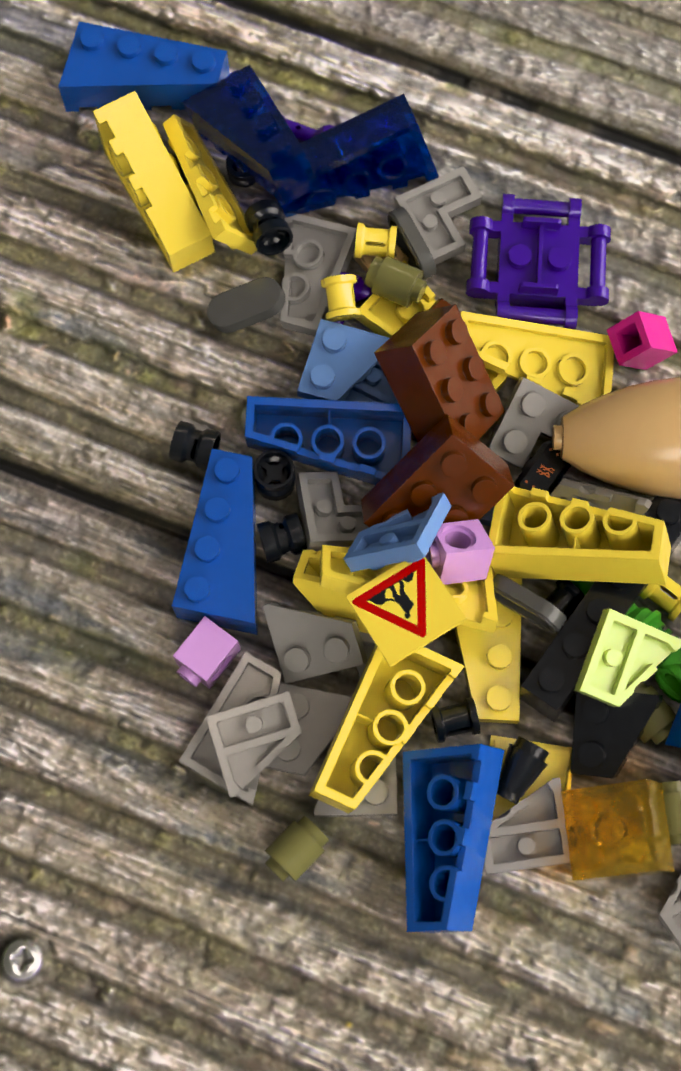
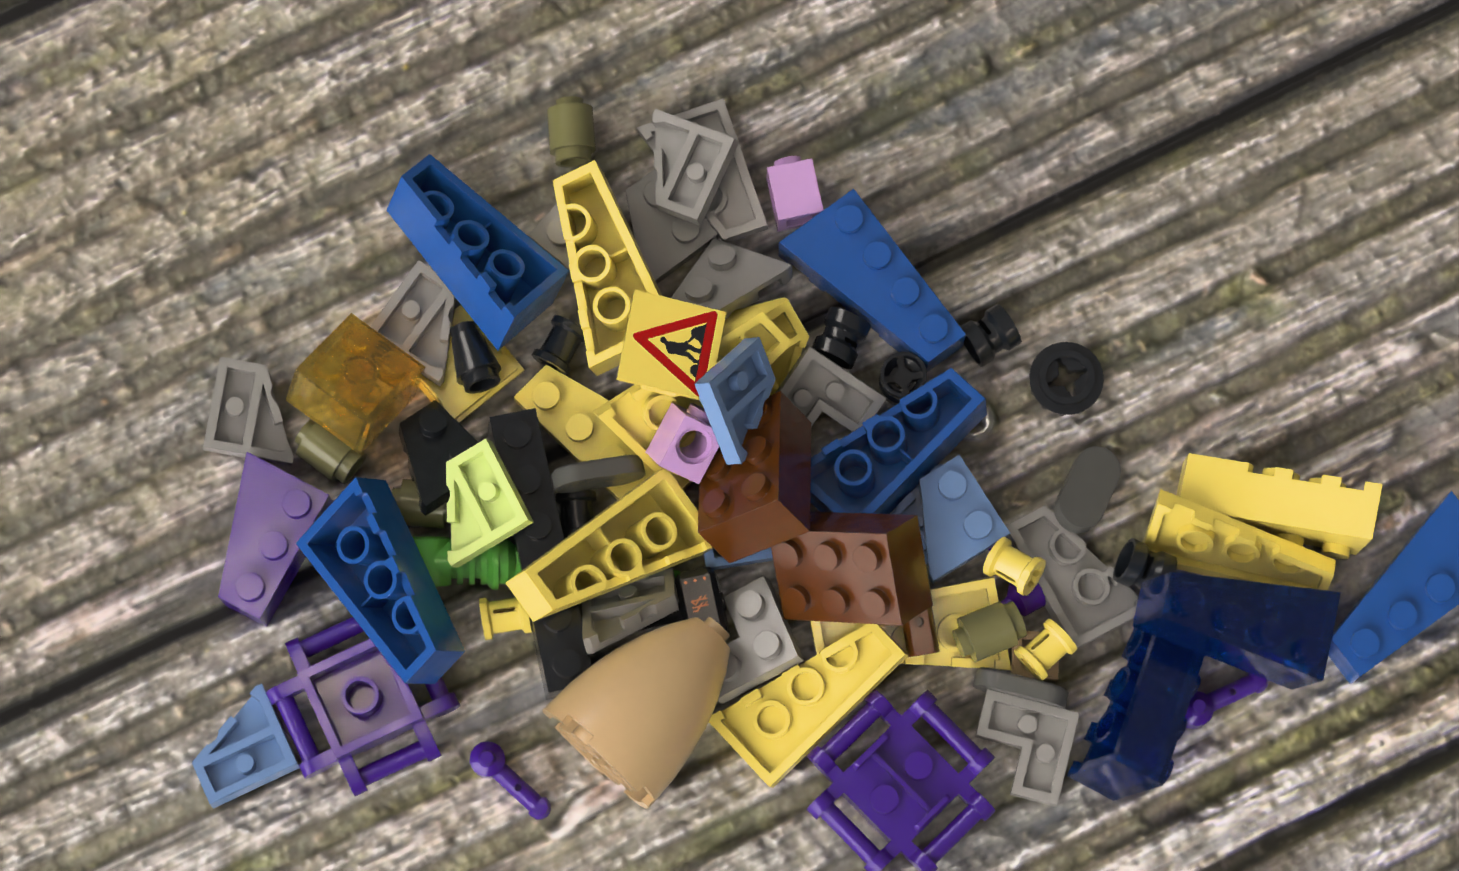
camera: 130 degrees right, 5 degrees up
(176, 363) = (1076, 360): none -> black gear
(642, 340) = (742, 802): dark pink brick -> none

